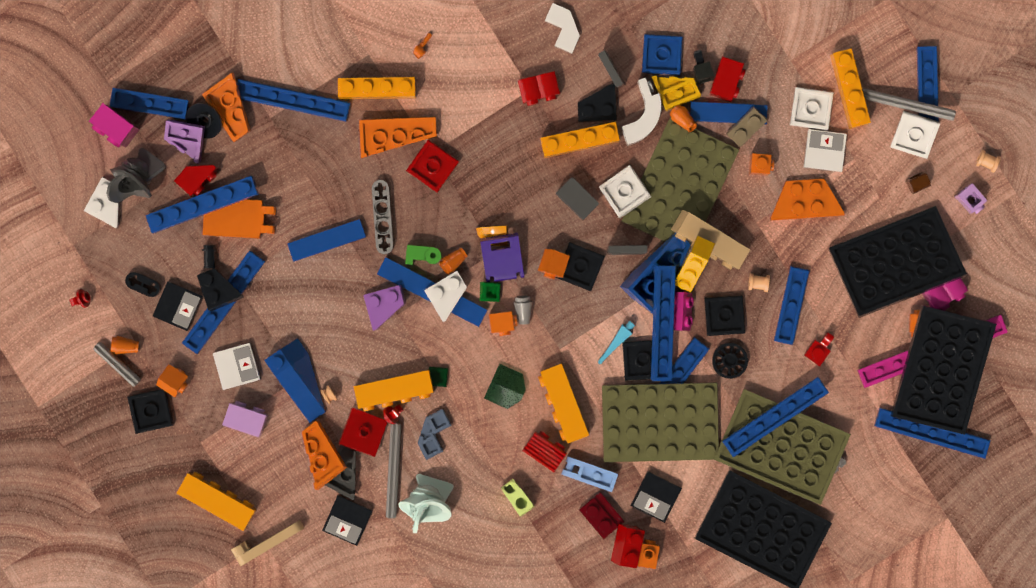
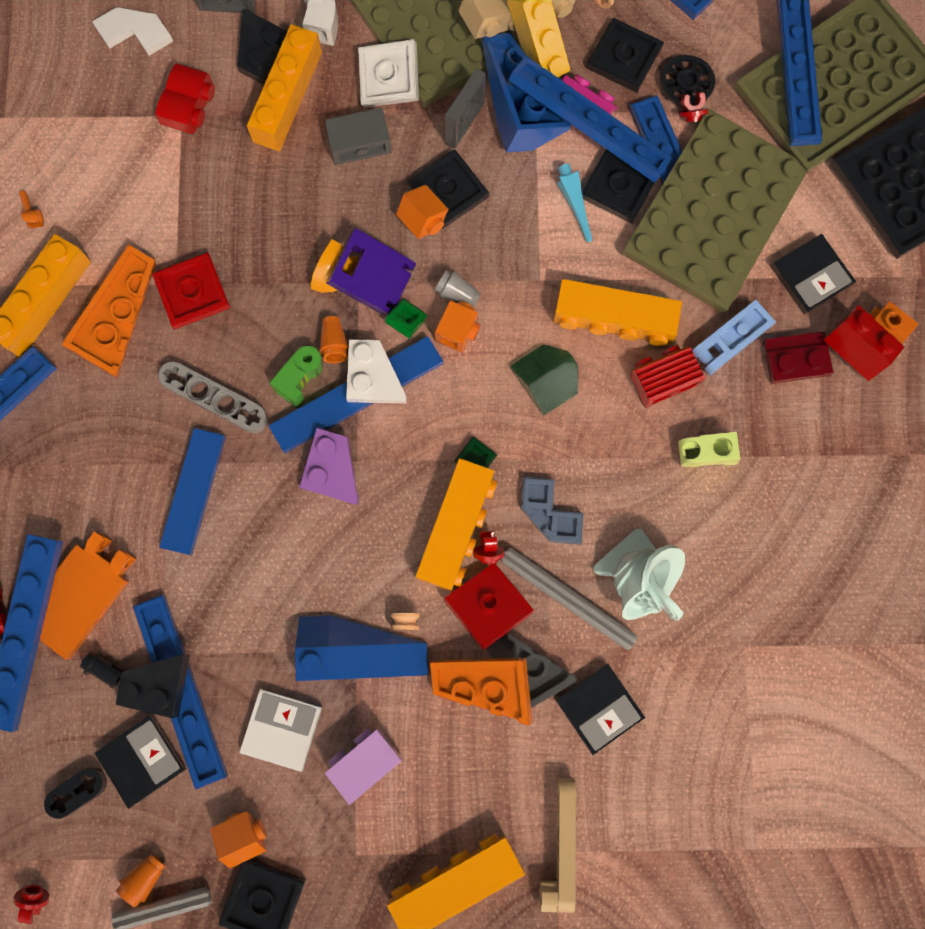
camera: 60 degrees left, 10 degrees down
(711, 376) = (693, 112): none -> red plate

